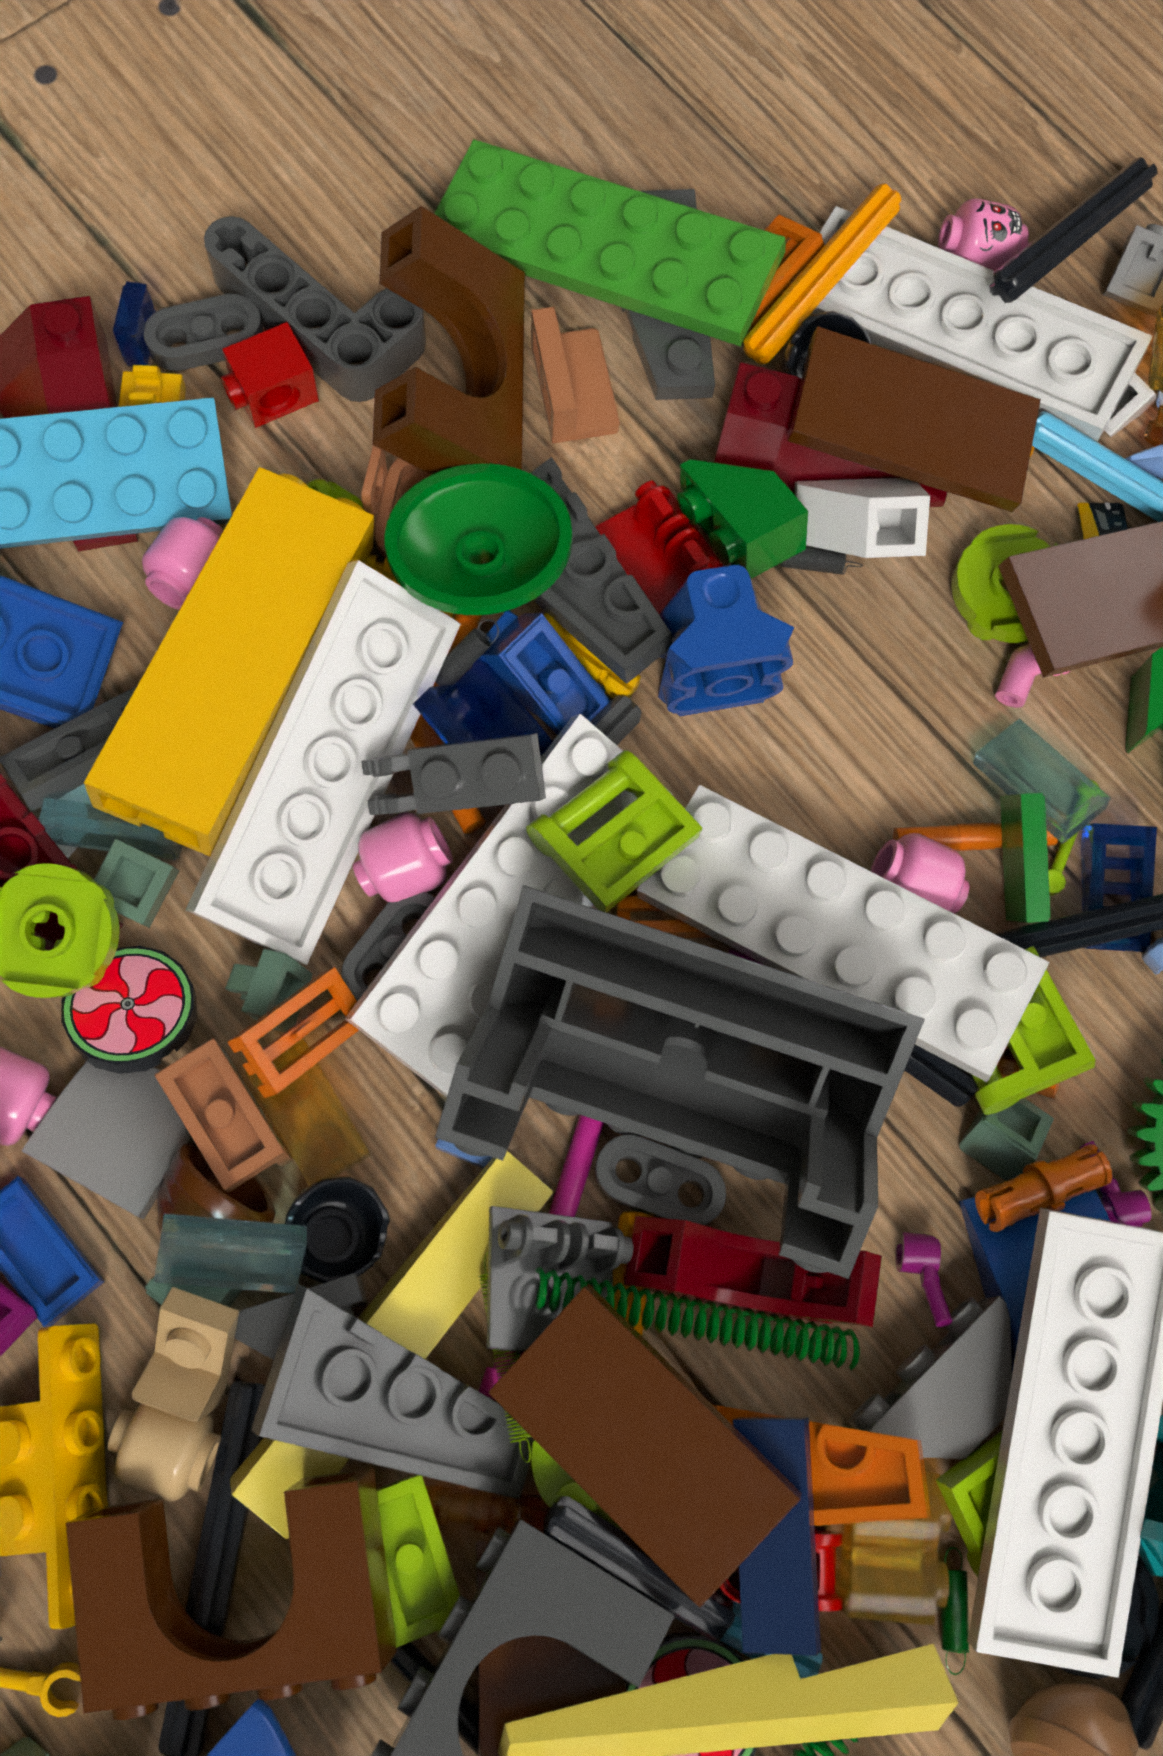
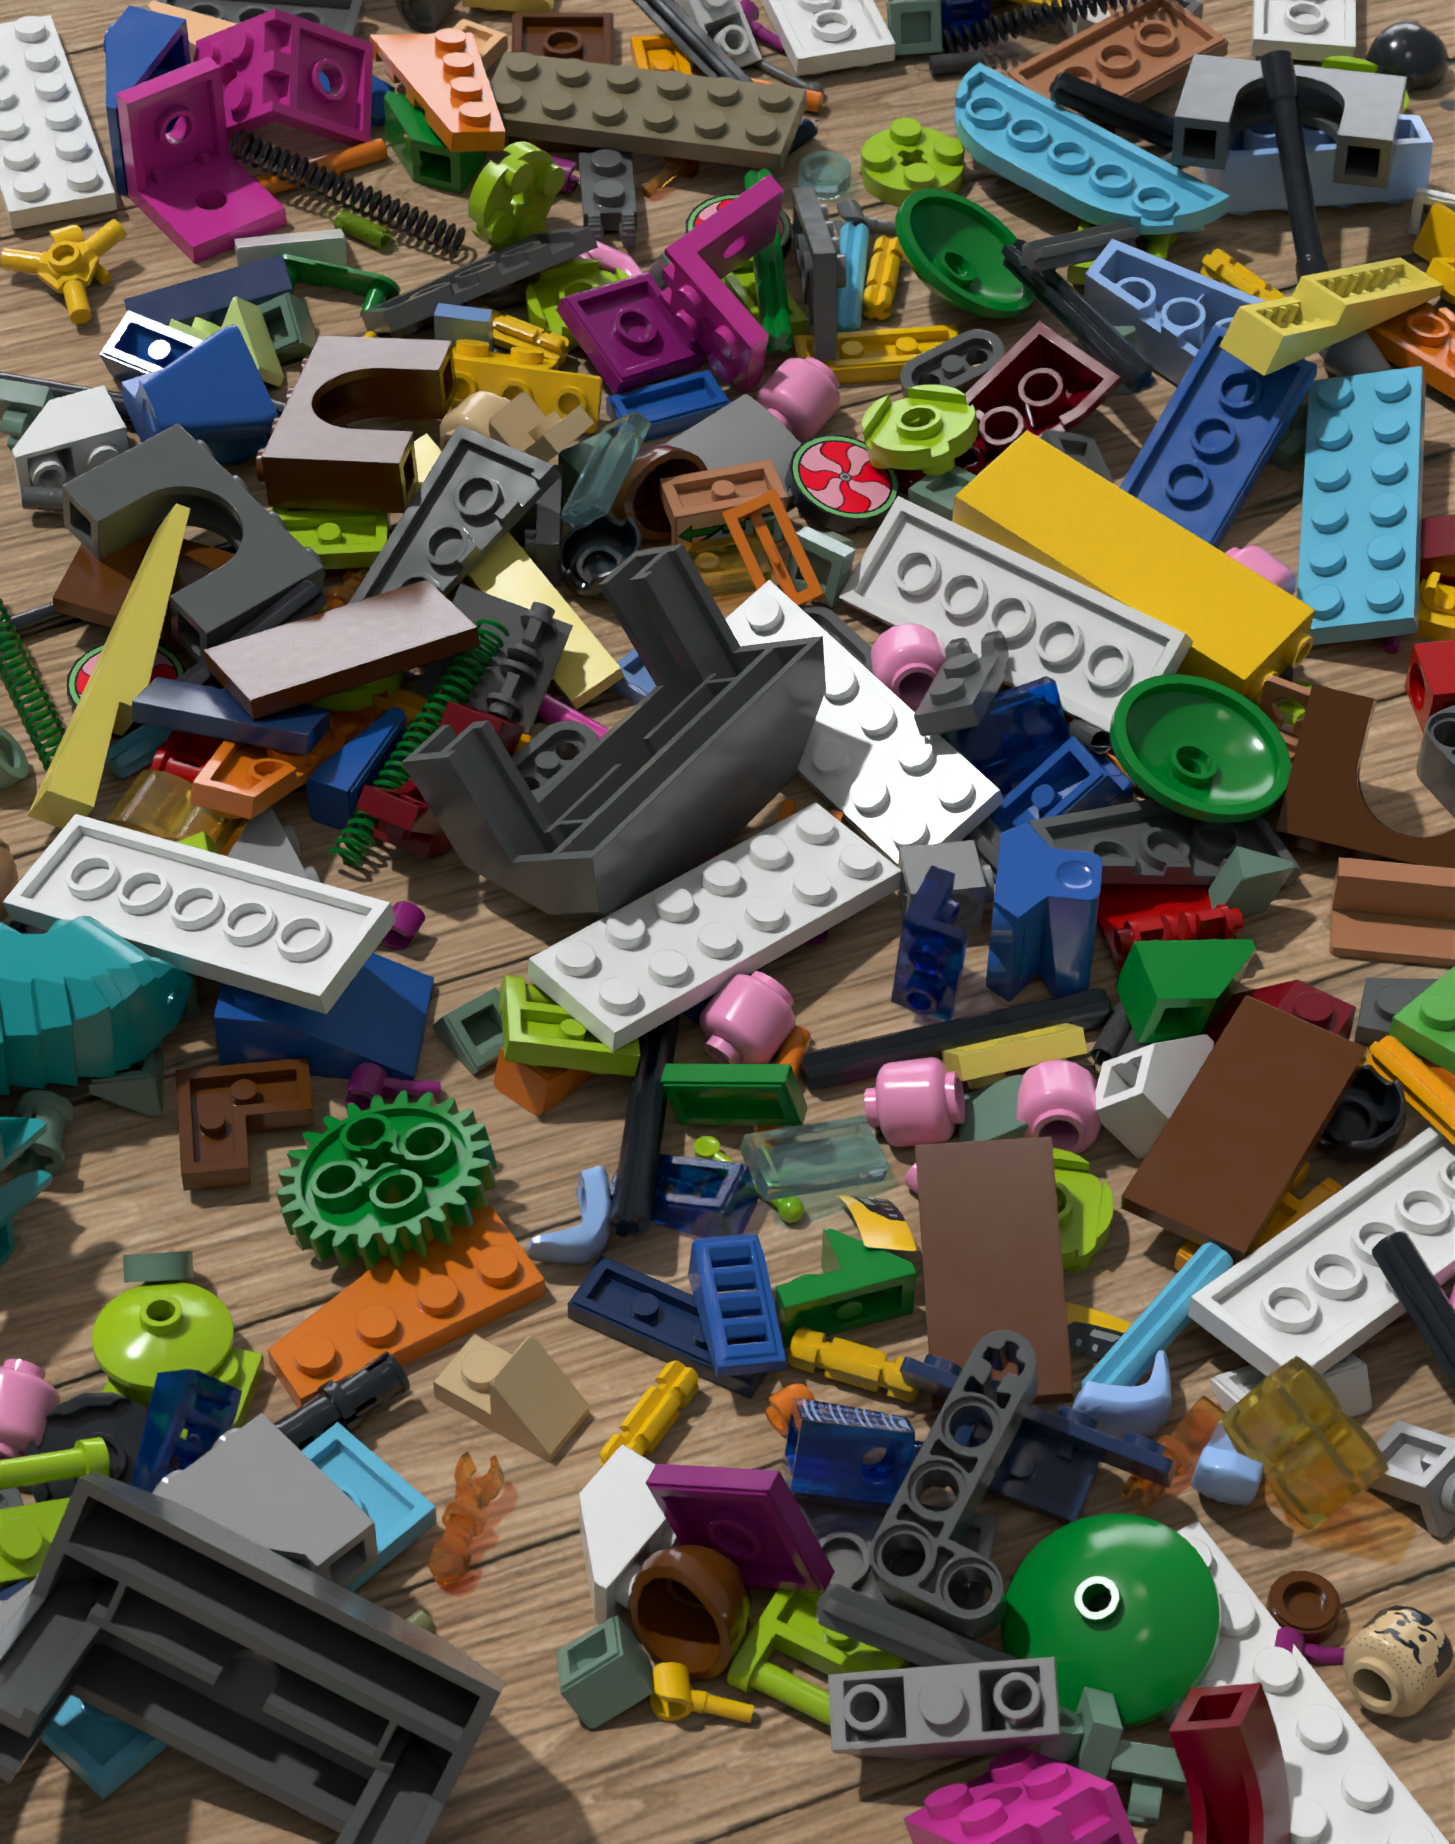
camera: 115 degrees right, 25 degrees down
(602, 489) = (1249, 881): none -> sand green slope
(627, 846) = (854, 781): lime plate -> none
(688, 750) = (972, 881): none -> light grey brick
(763, 1381) = (339, 781): none -> blue slope
(792, 578) = (1112, 1036): none -> dark grey piece
(795, 733) = (931, 949): none -> clear blue bracket
(856, 709) = (865, 1057): none -> black axle
(859, 645) = (990, 1060): none -> light yellow plate
(912, 593) = (1059, 1103): none -> bright pink head
(929, 648) = (992, 1112): none -> sand green slope
(952, 709) = (915, 1102): none -> bright pink head
(1043, 1187) = (414, 1011): orange pin -> none
(1095, 705) = (880, 1223): none -> yellow sticker

